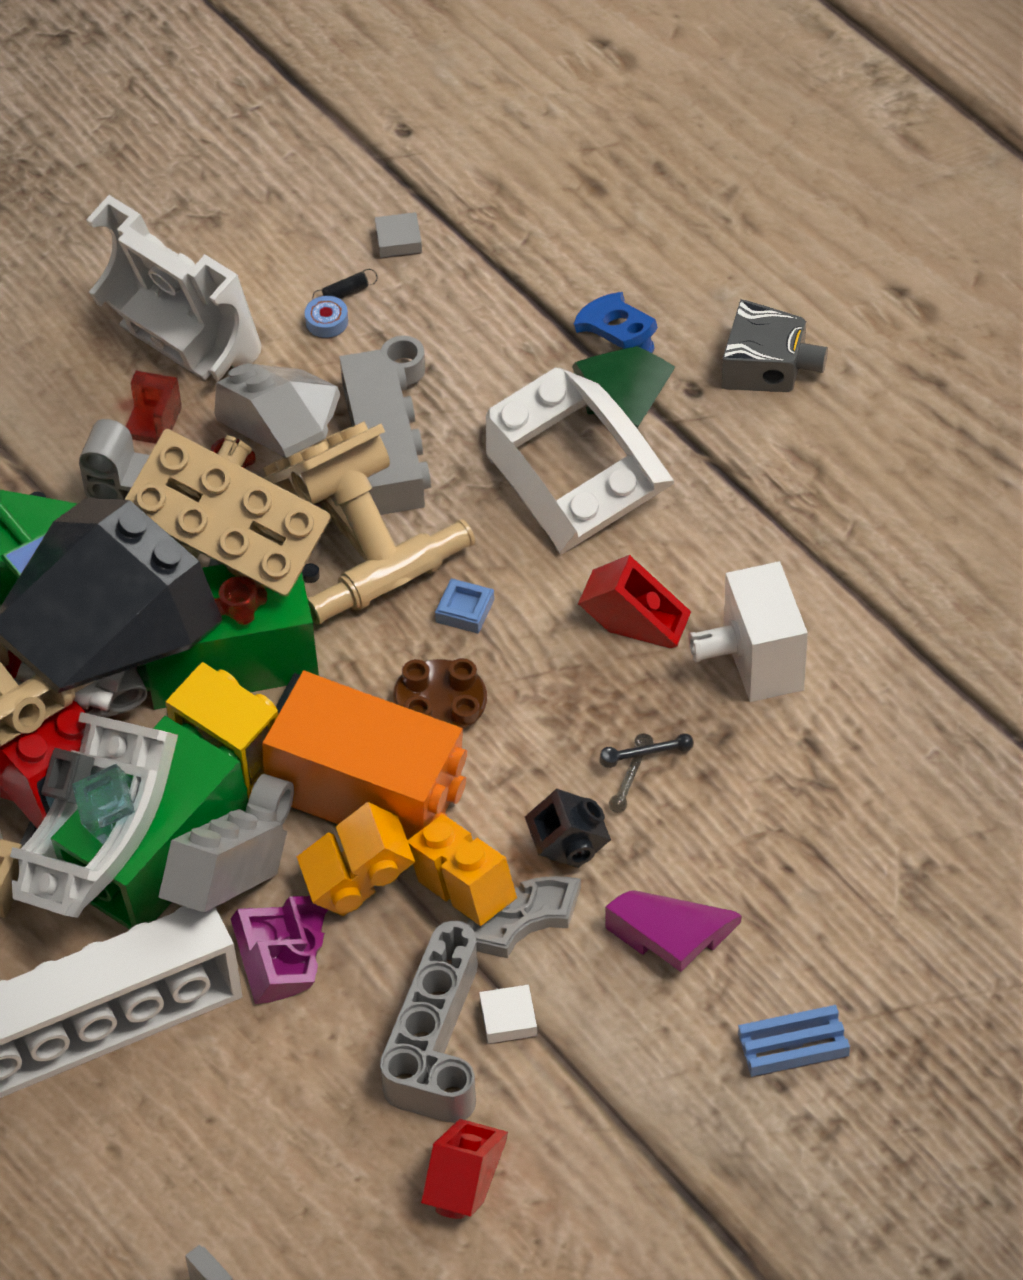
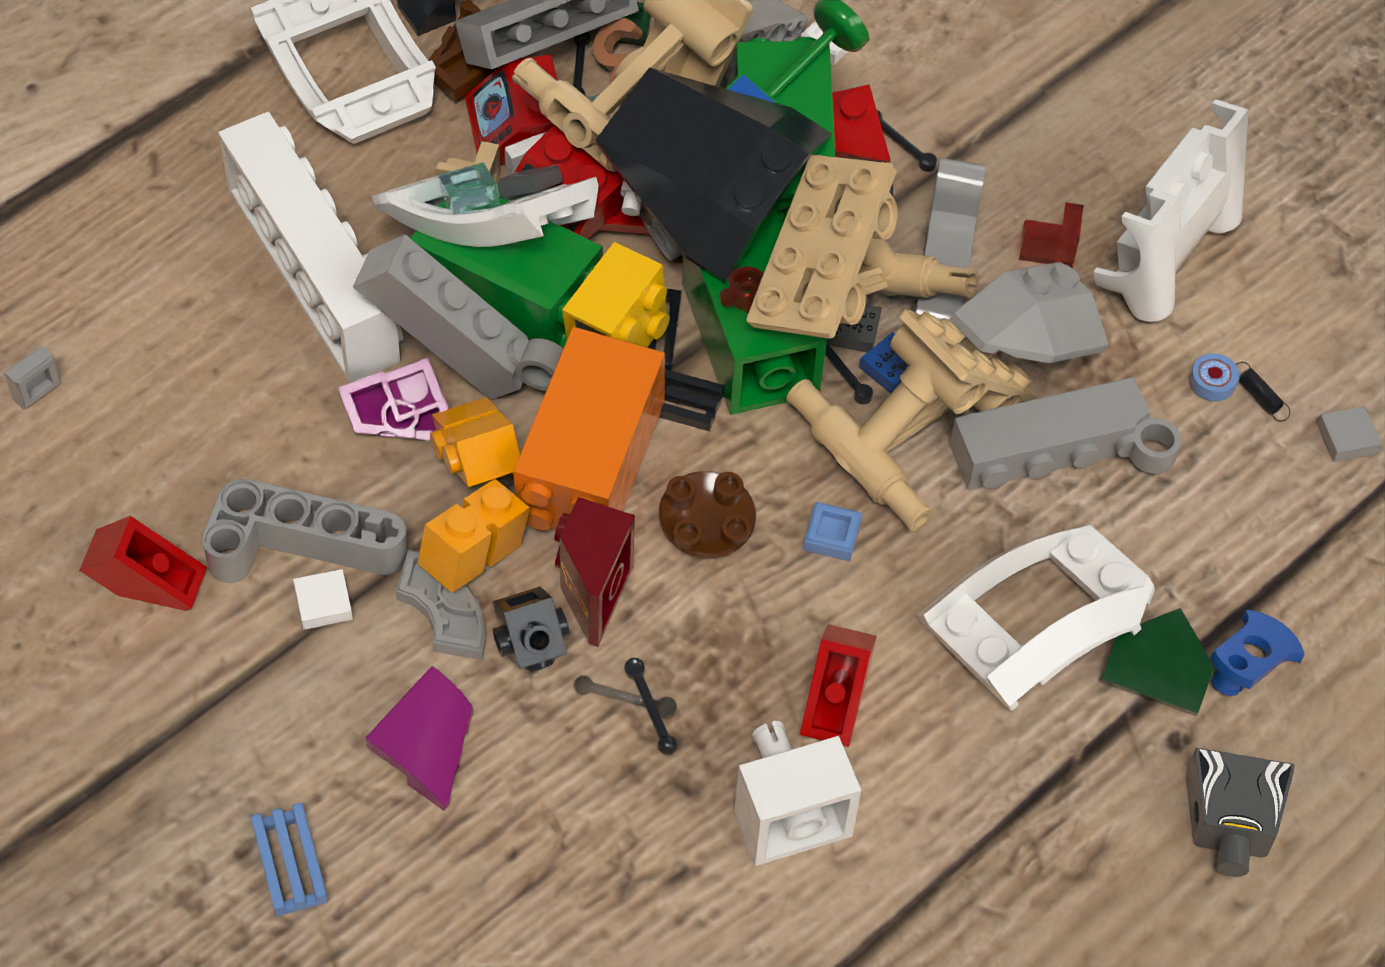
camera: 80 degrees right, 5 degrees up
(511, 767) = (594, 562): none -> dark red slope

